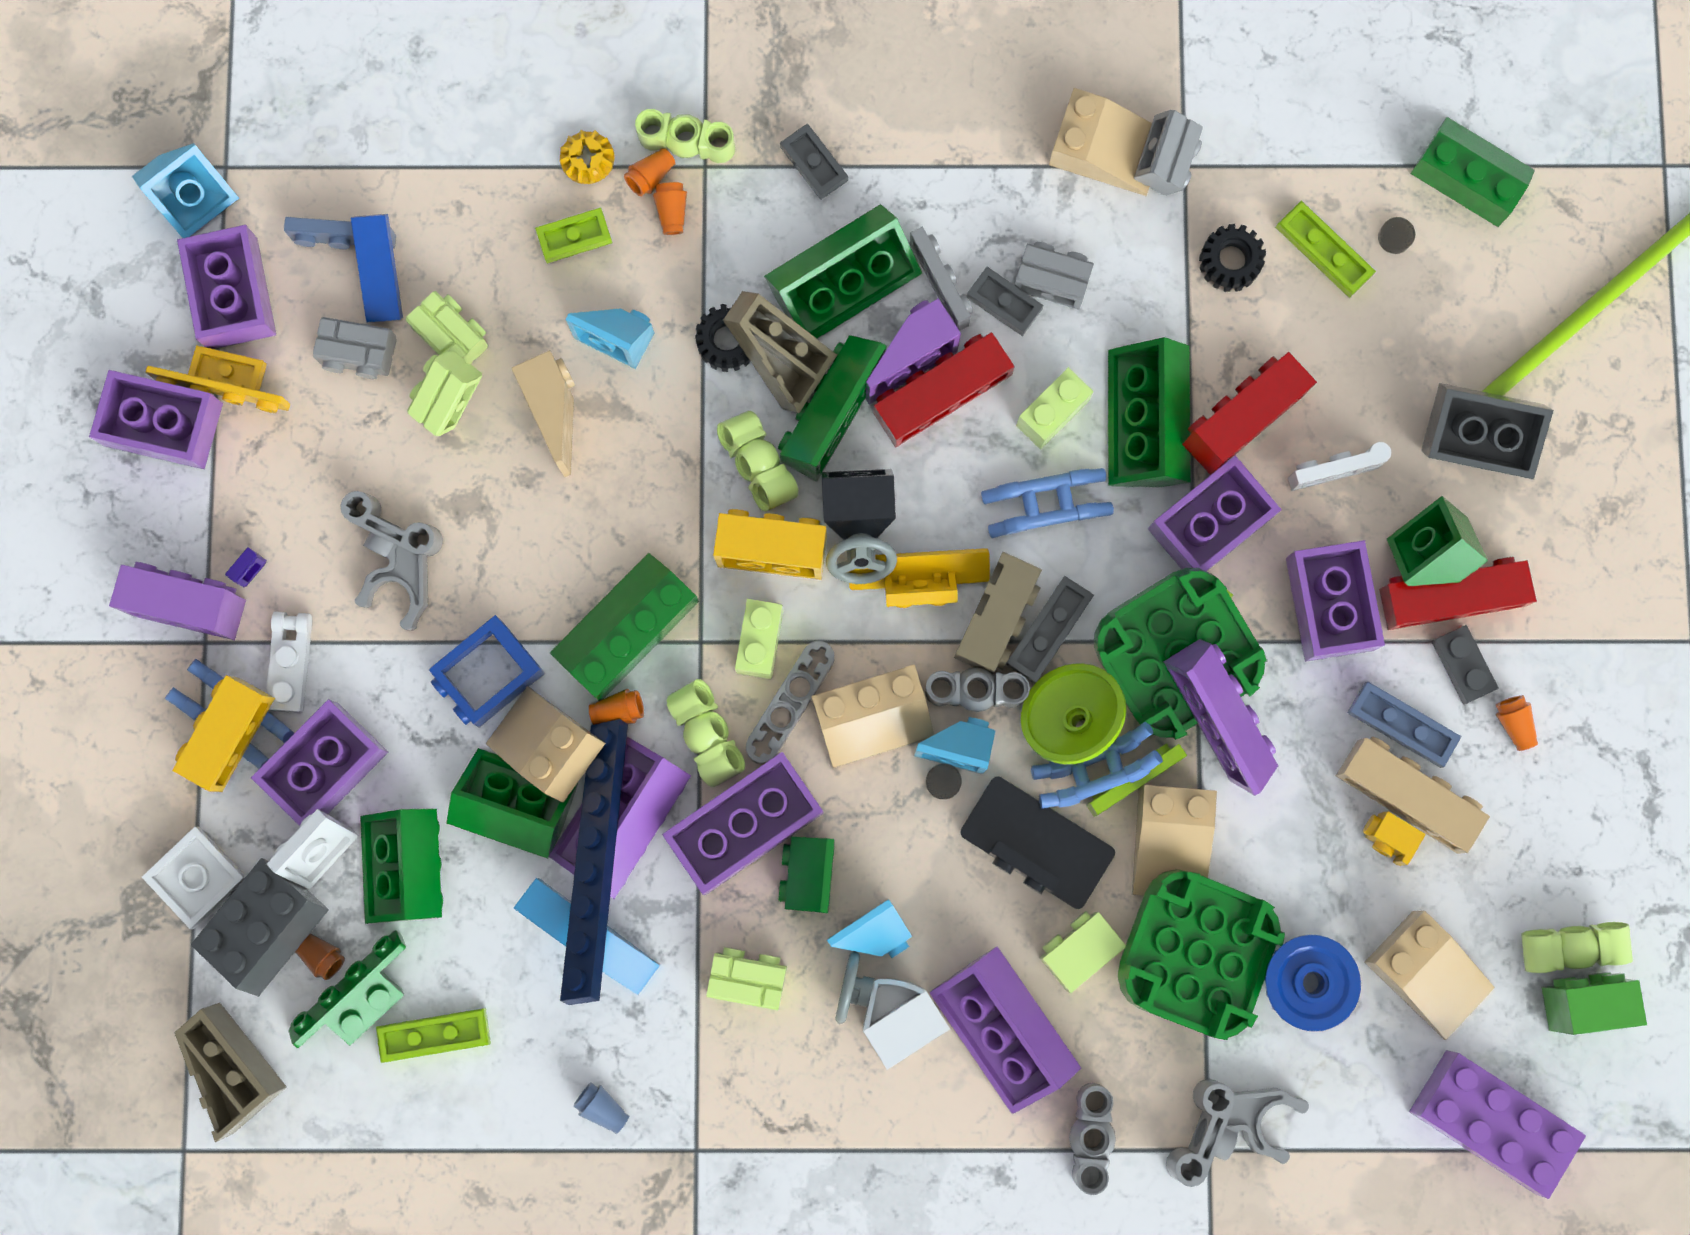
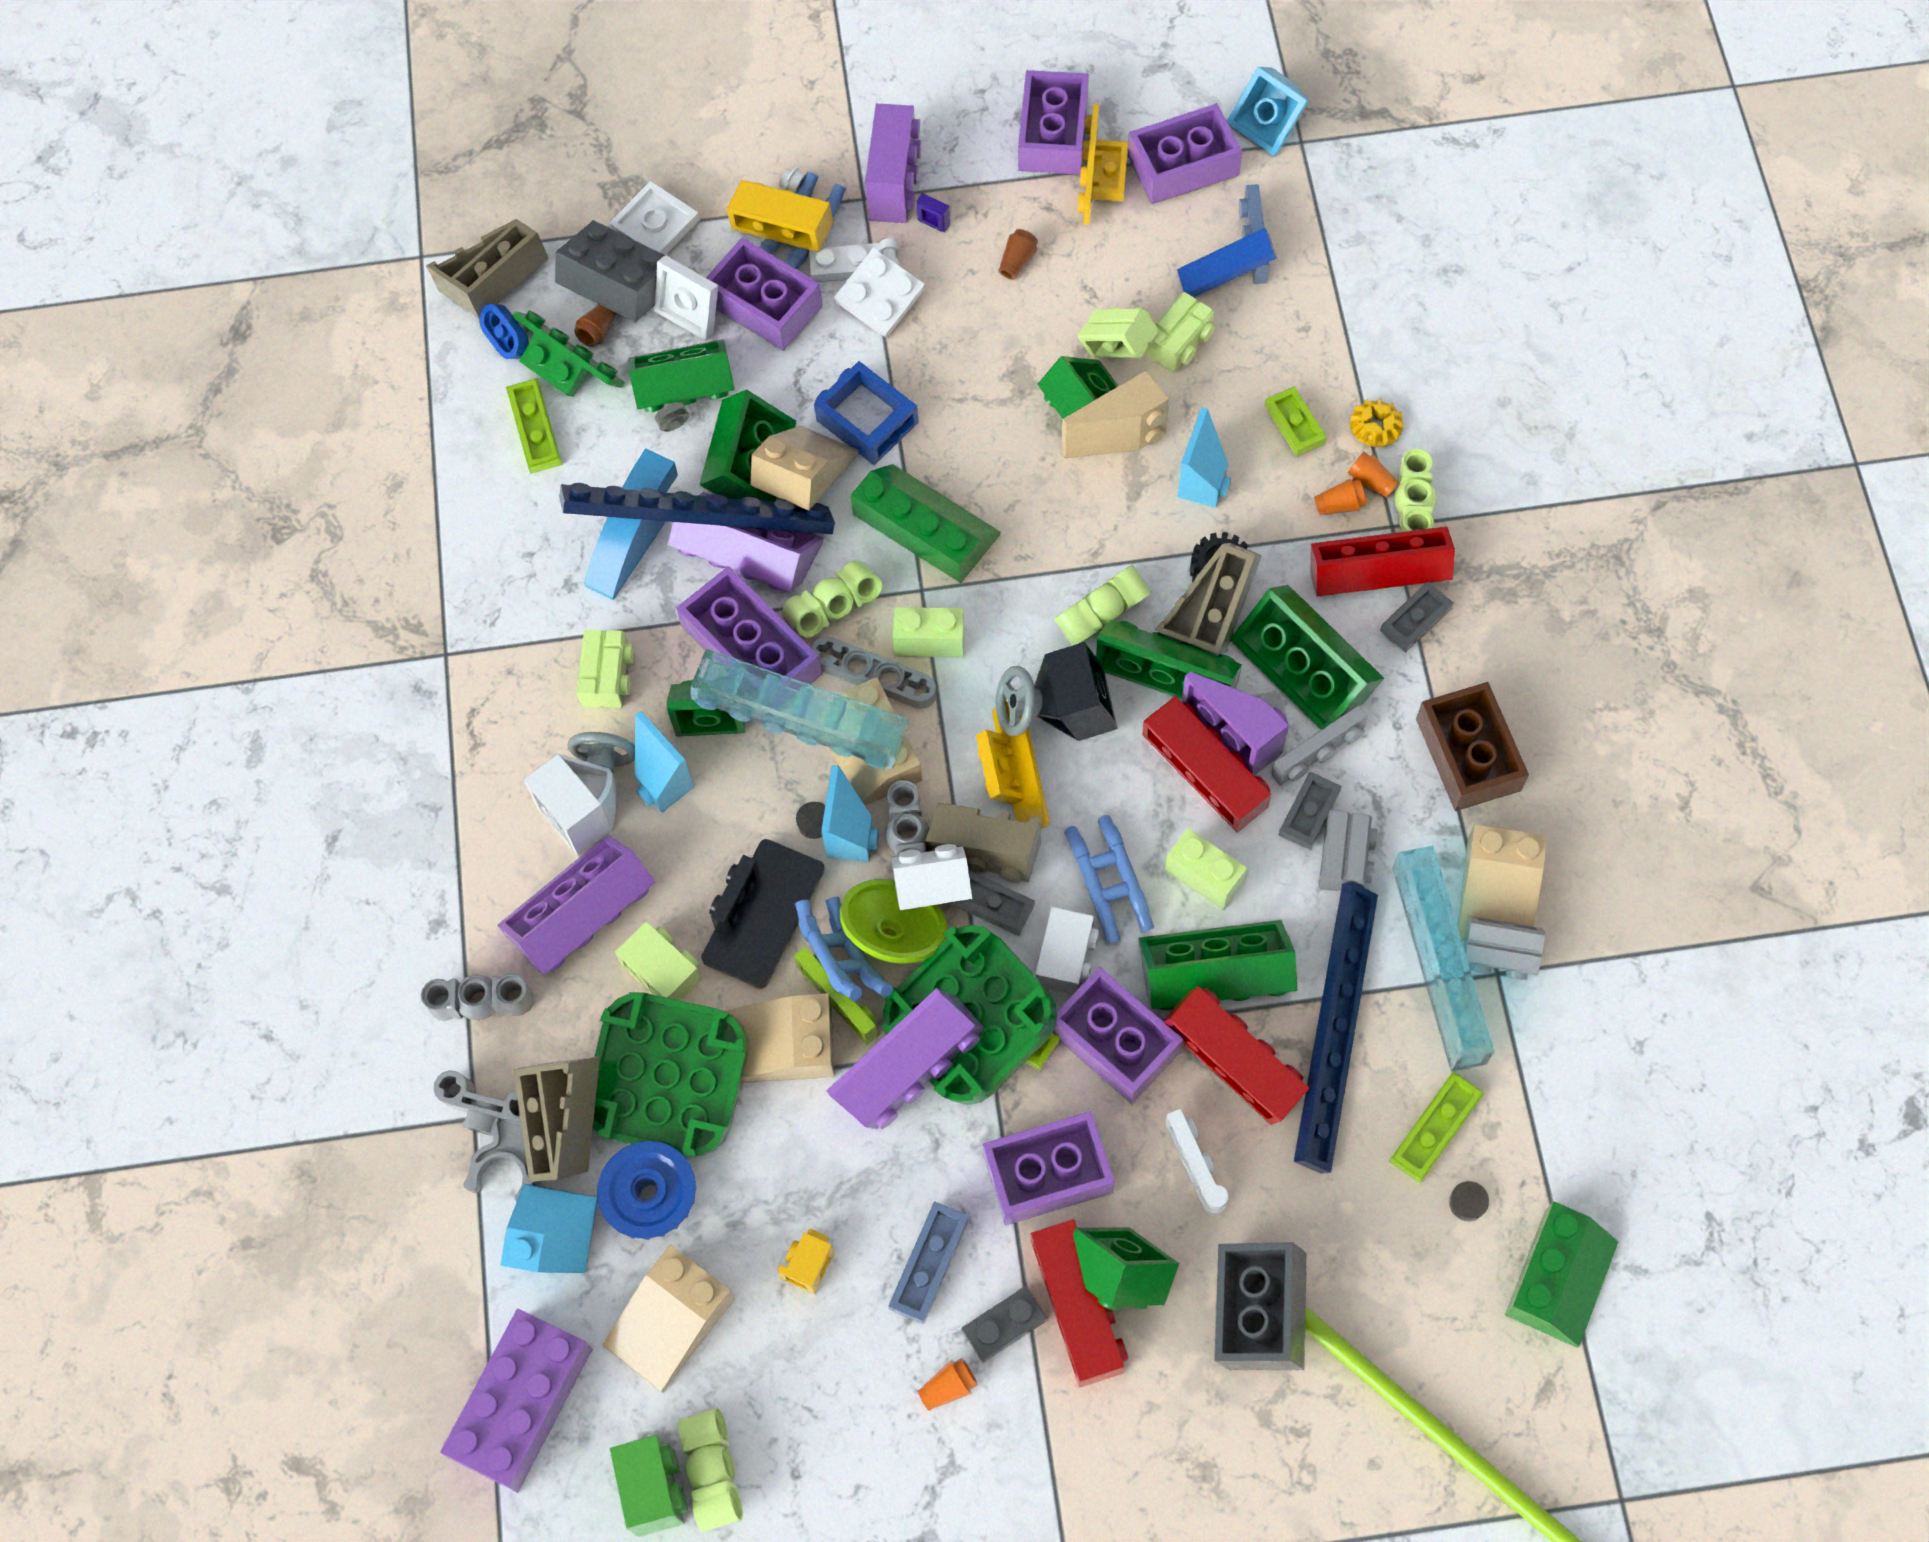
camera: 85 degrees right, 15 degrees down
(173, 717) = (792, 179): none -> white plate
(310, 1060) = (503, 331): none -> blue plate
(315, 485) = (1017, 253): none -> dark orange cone
(339, 638) = (879, 292): none -> white plate
(354, 347) = (1151, 262): light grey brick -> none
(400, 546) = (971, 329): light grey piece -> none
(454, 880) = (671, 417): none -> clear smoke tile
(505, 441) = (1075, 383): none -> green slope
(600, 1108) = (477, 565): sand blue cone -> none
(623, 705) = (848, 528): orange cone -> none
(754, 180) = (1382, 561): none -> red brick
(770, 544) = (1020, 618): yellow brick -> none
(854, 776) = (799, 709): none -> clear light blue brick
(966, 137) = (1472, 746): none -> reddish brown brick
(1041, 668) = (931, 877): none -> white brick
(1119, 553) = (1065, 949): none -> white brick
(1175, 208) = (1442, 959): none -> clear light blue brick
(1224, 317) = (1336, 1028): none -> dark blue plate
(1237, 238) = (1410, 1007): black tyre -> none
(1237, 1063) = (557, 1116): none -> dark tan wedge
(1342, 1081) = (549, 1231): none -> medium azure slope
(1413, 795) = (853, 1278): tan brick -> none

